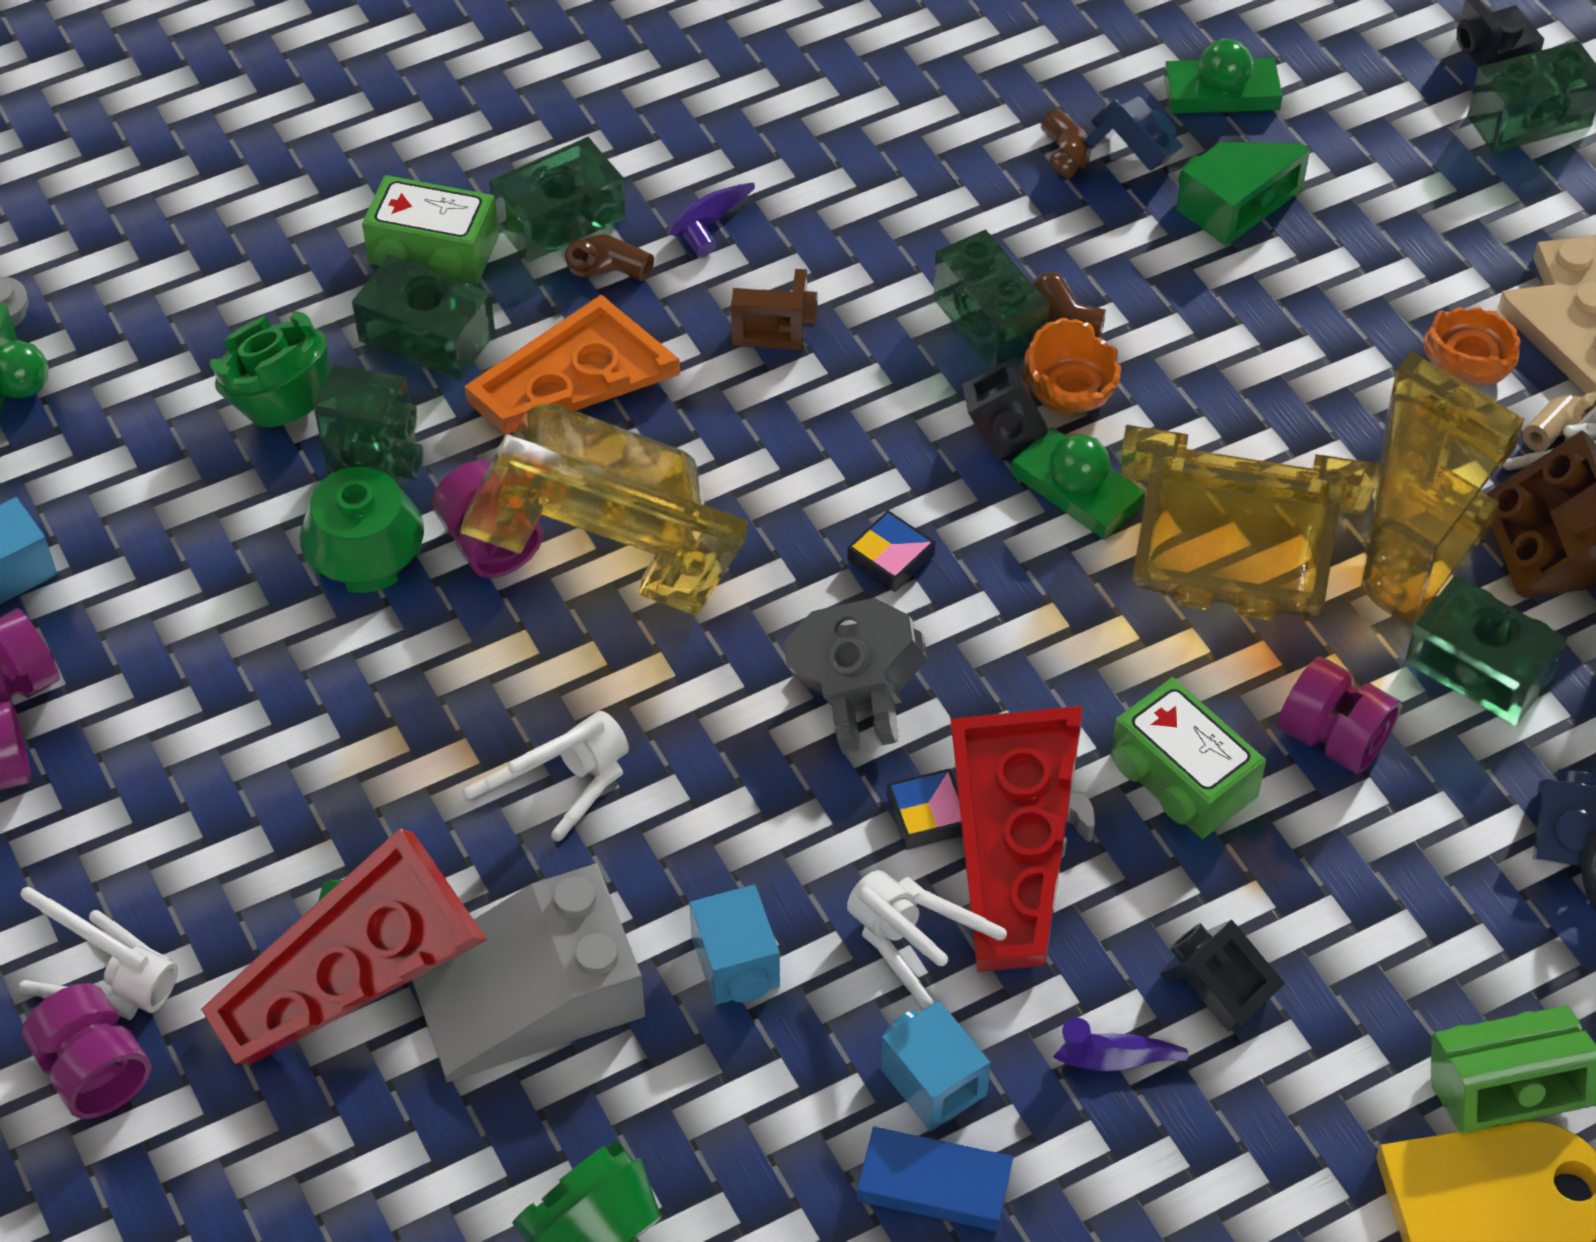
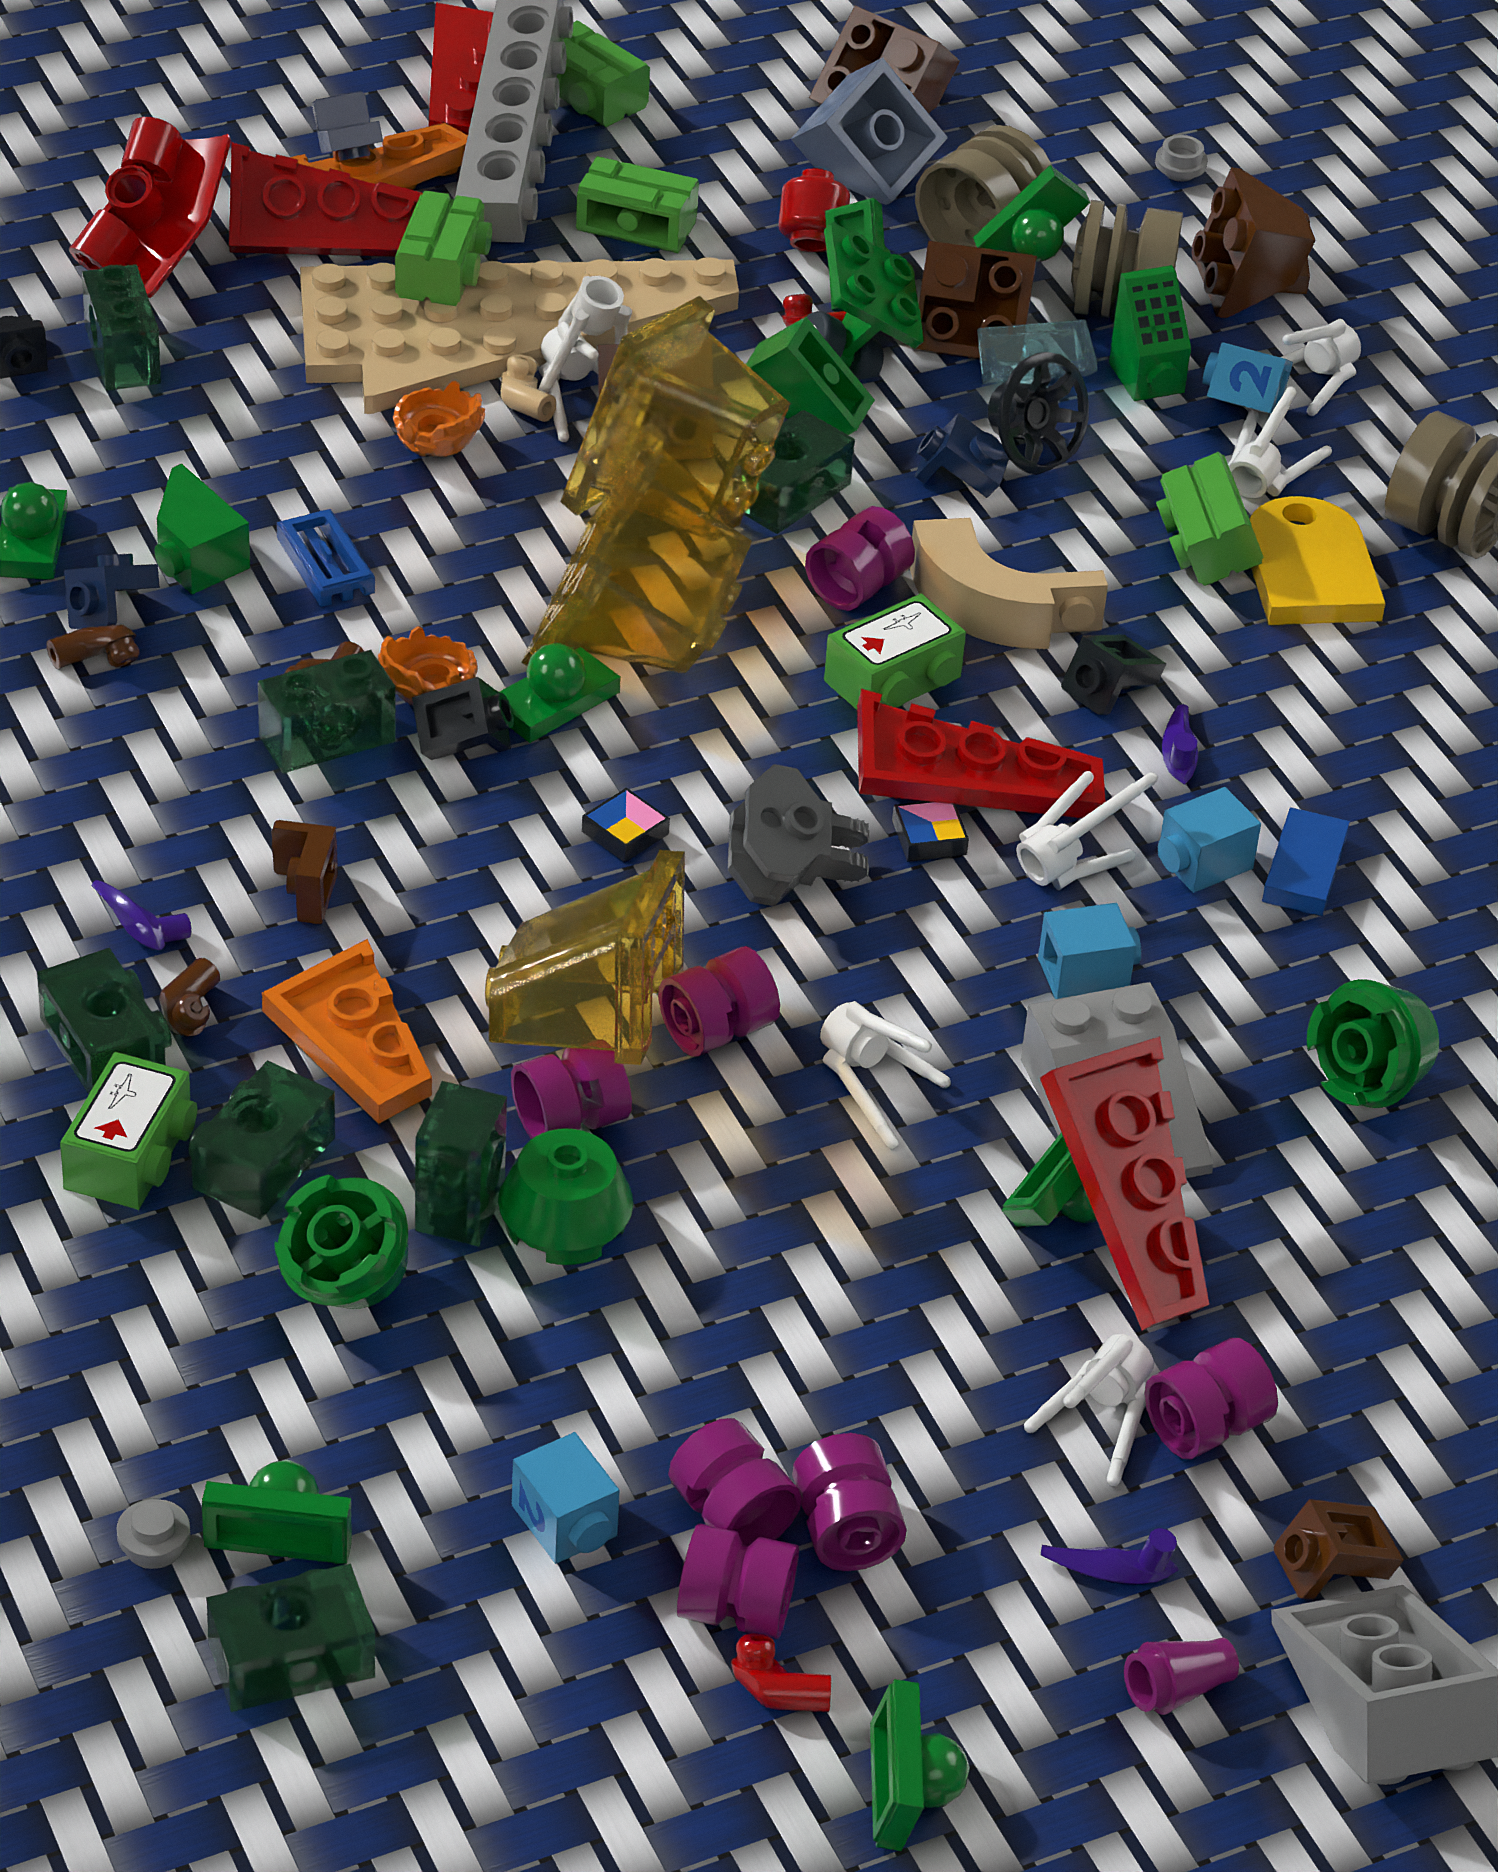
camera: 90 degrees left, 10 degrees down
(617, 624) = (719, 1001): none -> magenta wheel
(1254, 298) = (337, 583): none -> blue tile
(1335, 814) = (996, 600): none -> tan arch

